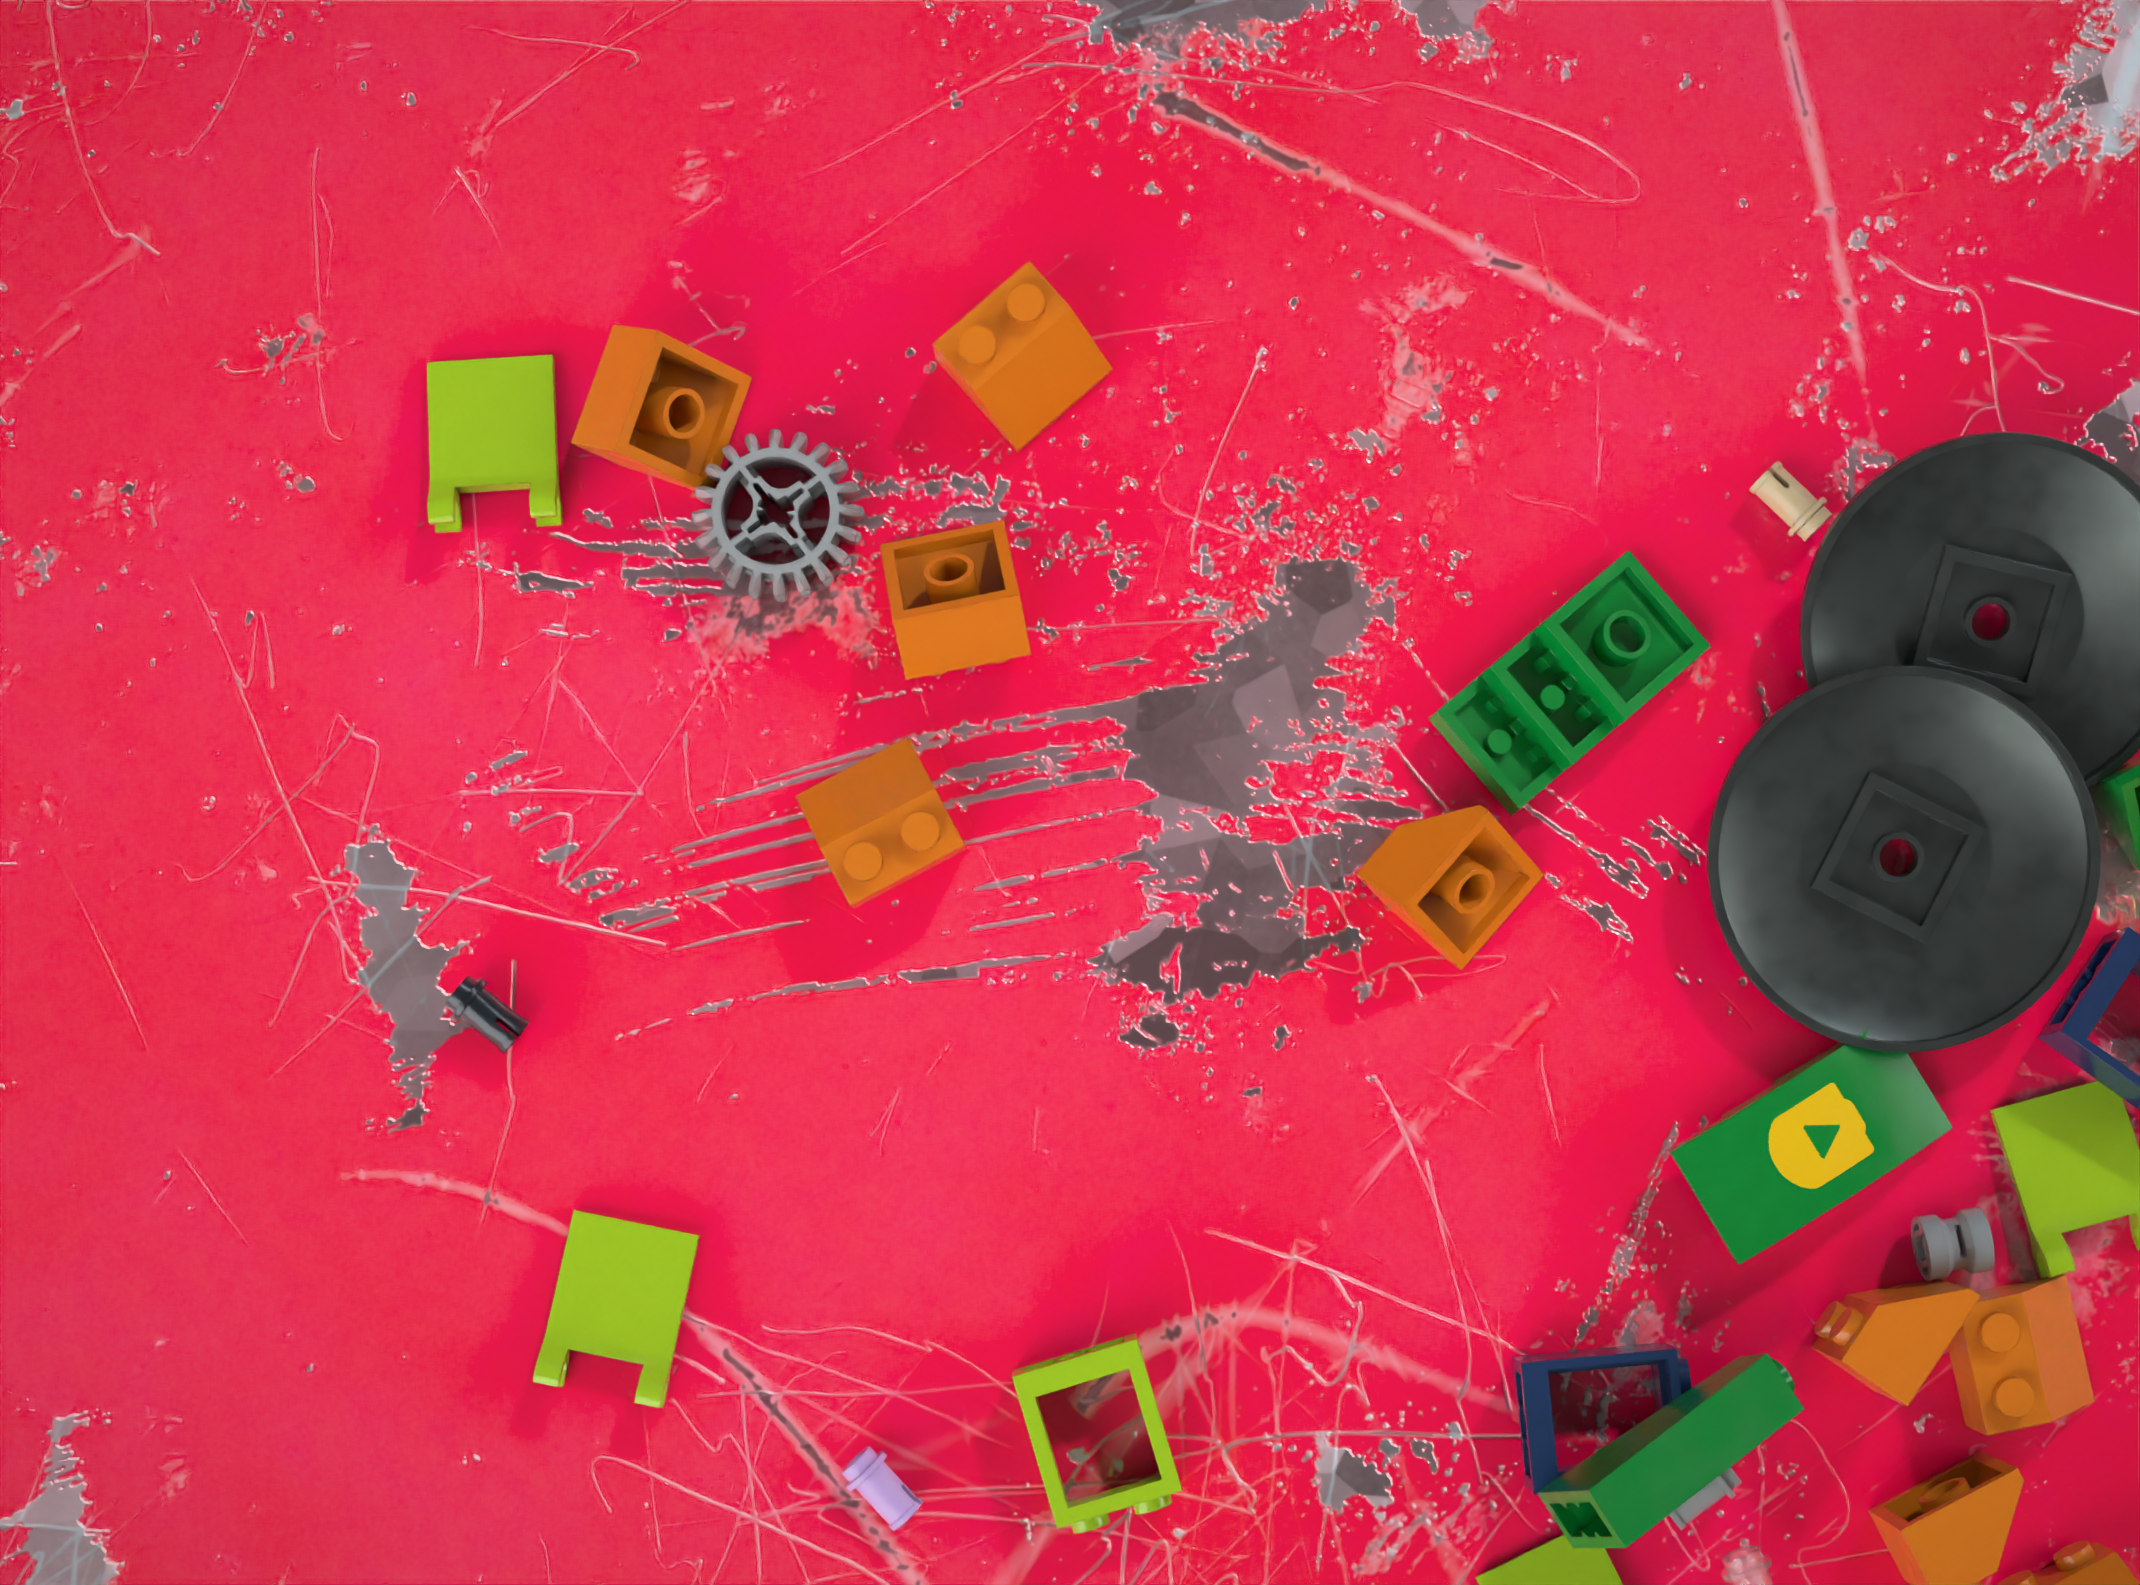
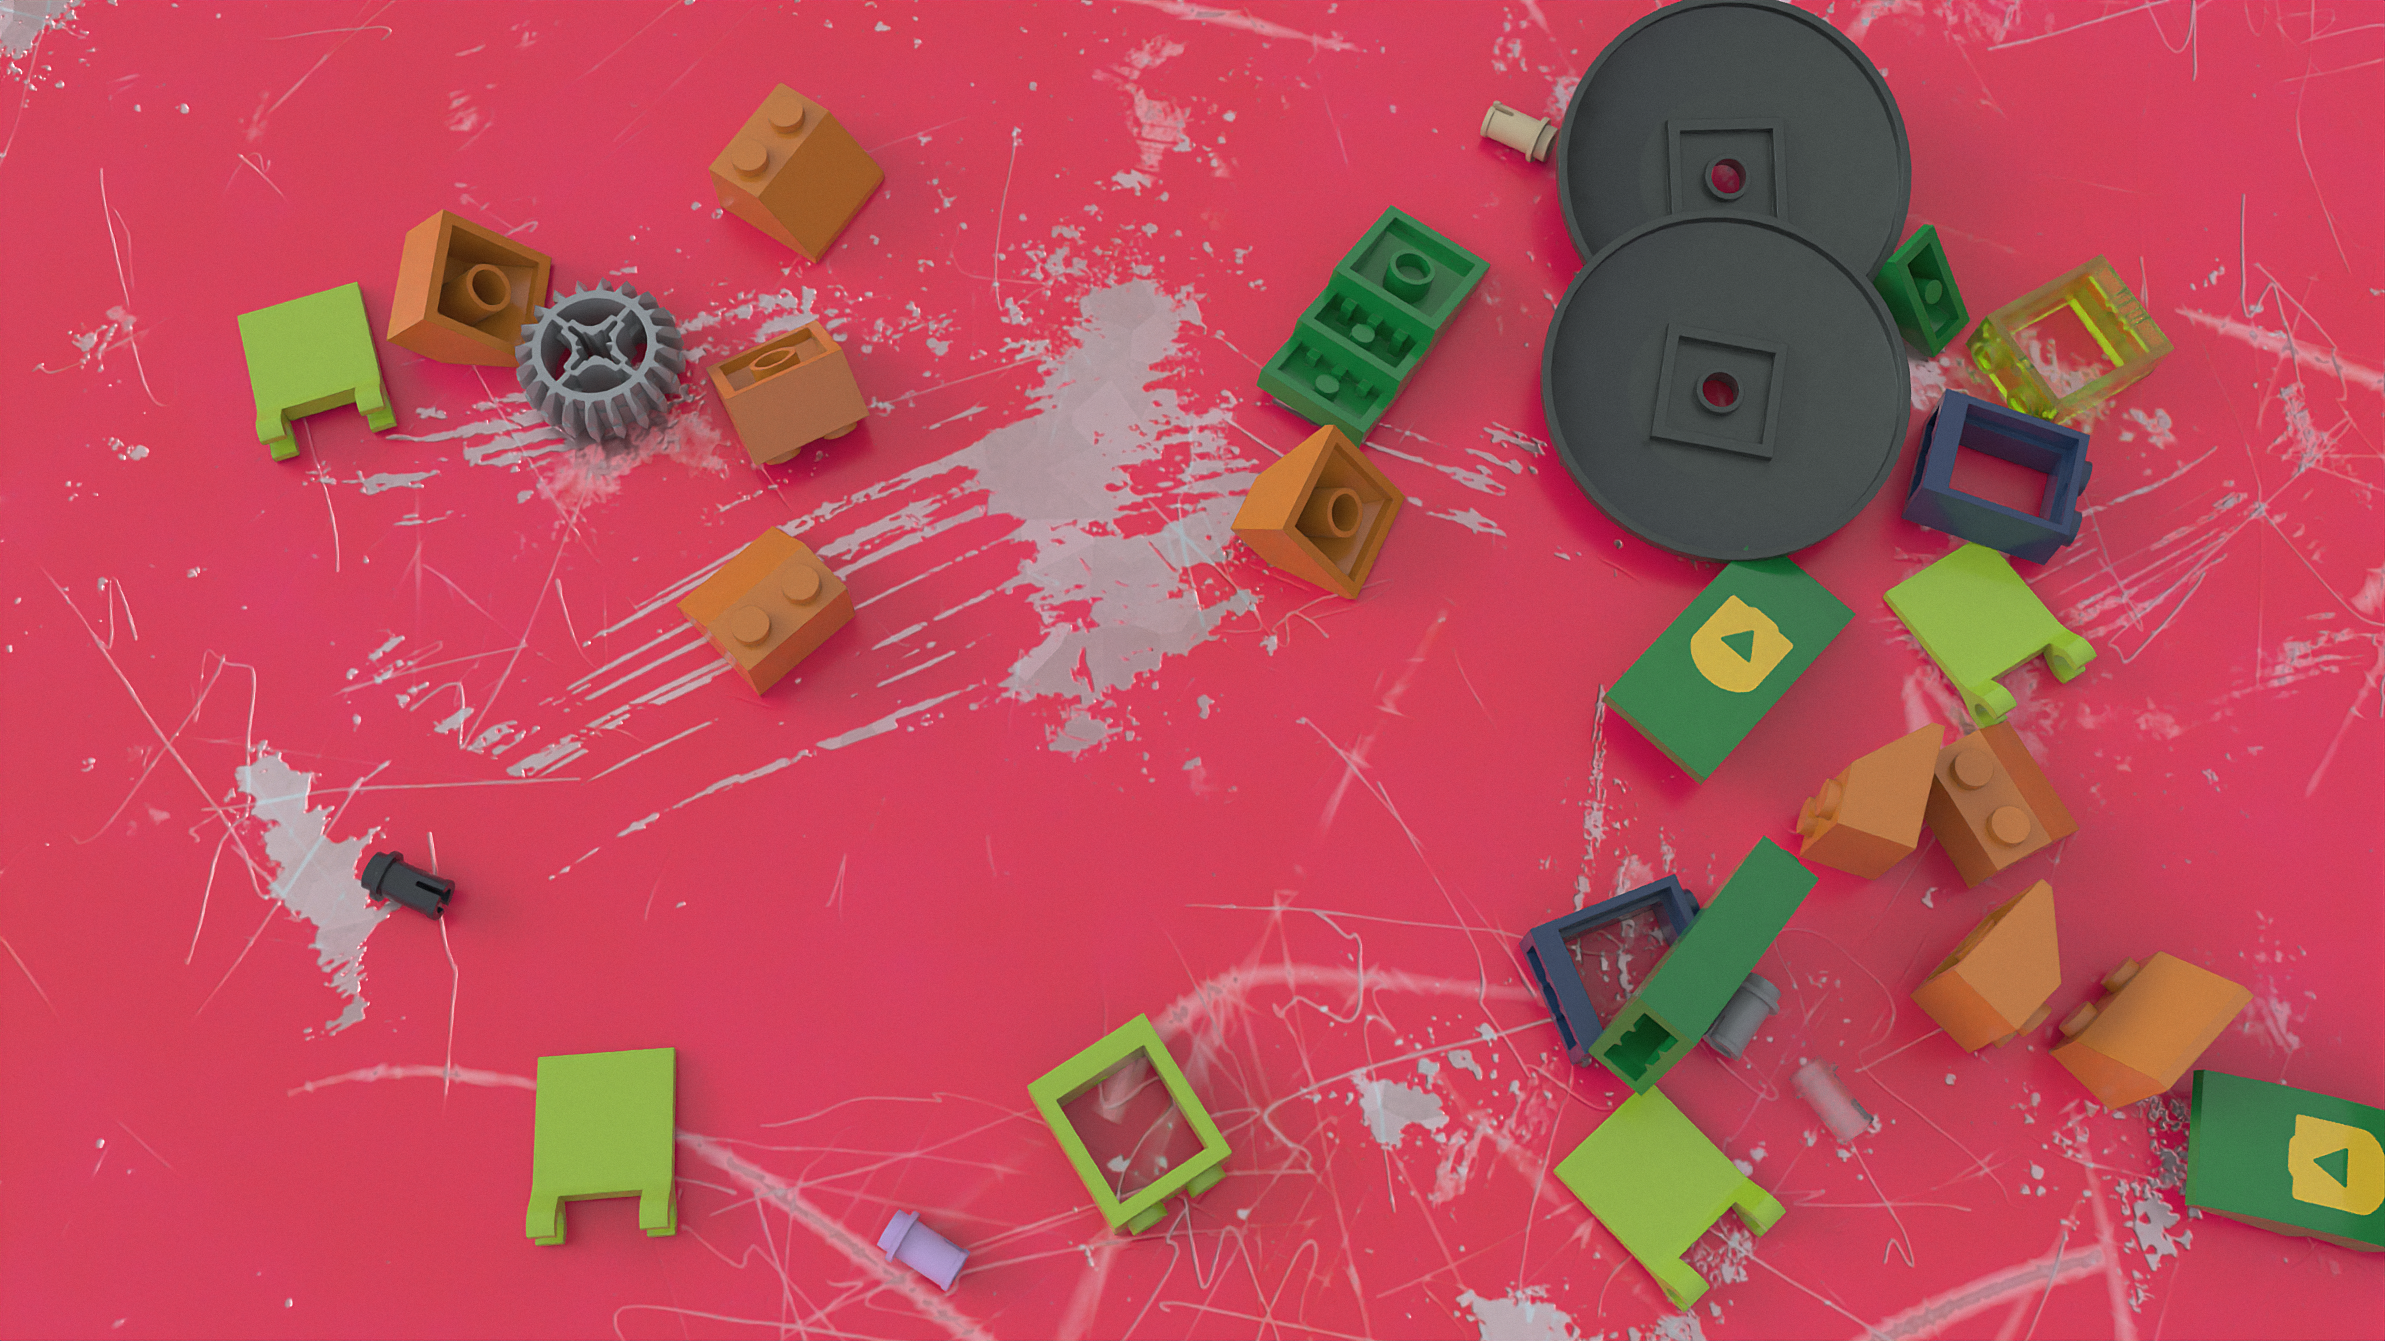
camera: 20 degrees left, 15 degrees down
(1952, 1243) = (1891, 715): light grey wheel -> none

